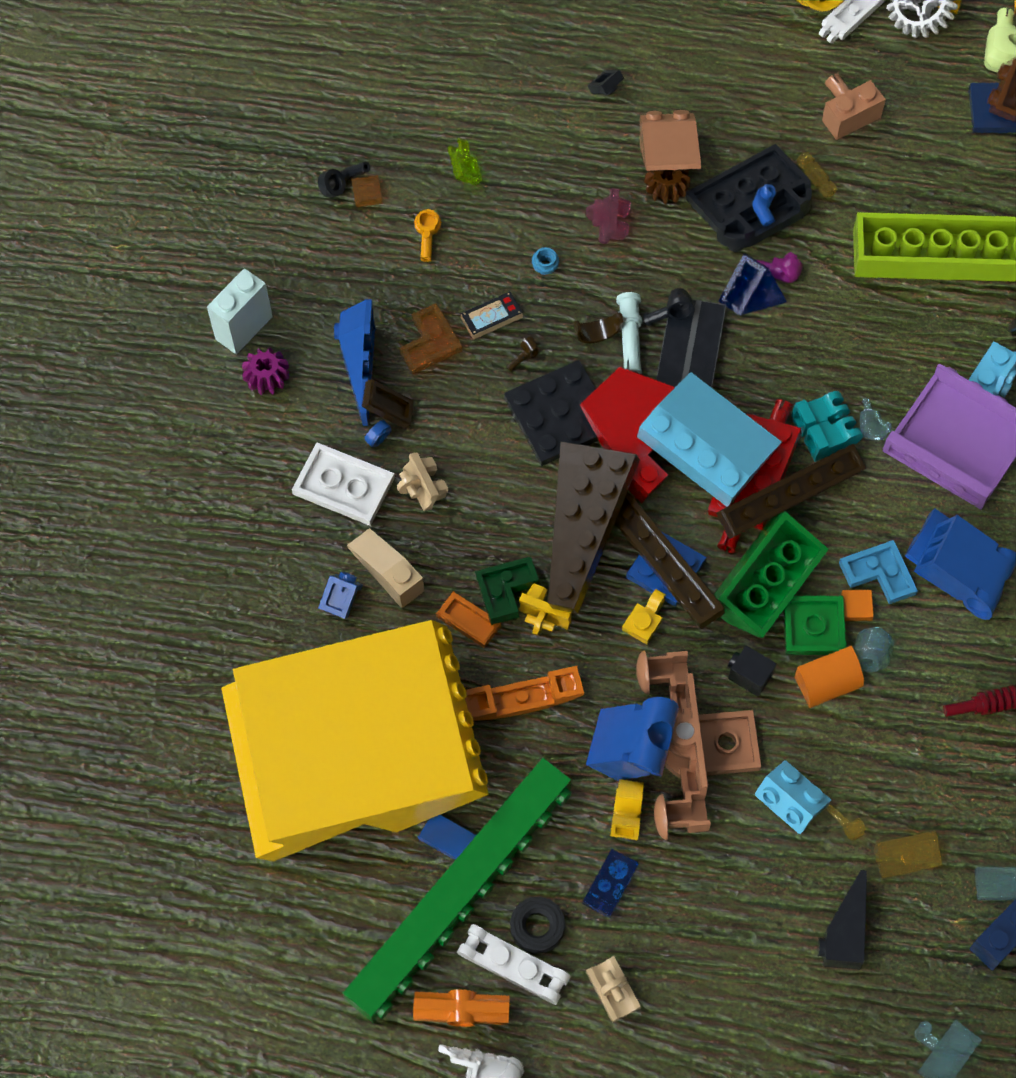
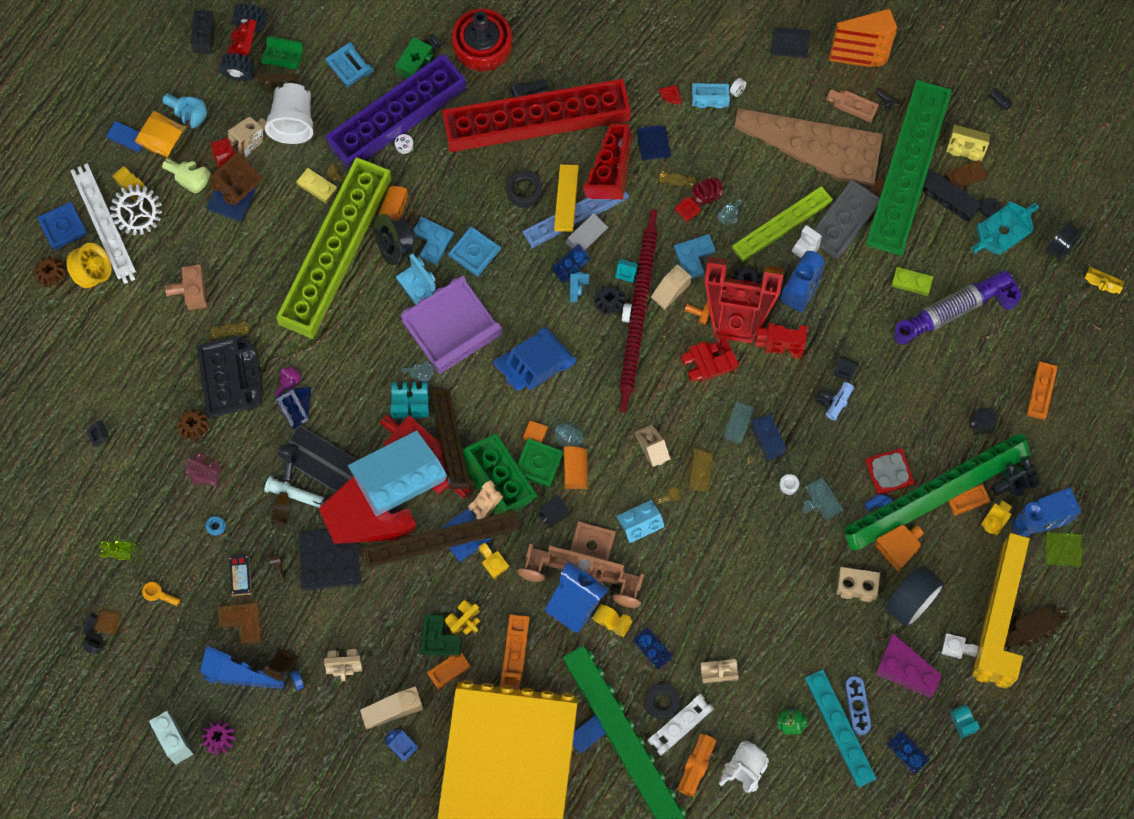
camera: 70 degrees left, 5 degrees up
(343, 483) = (322, 715): white plate -> none
(587, 505) = (408, 564): dark brown wing -> none
(669, 141) = (170, 411): nougat slope -> none
(723, 570) = (486, 500): none -> light nougat plate
(762, 203) = (240, 372): blue arm -> none
(845, 936) = (733, 524): black slope -> none
(883, 564) = (515, 406): dark azure plate -> none
(912, 771) = (652, 445): none -> tan slope
(948, 994) = (789, 484): none -> white tile

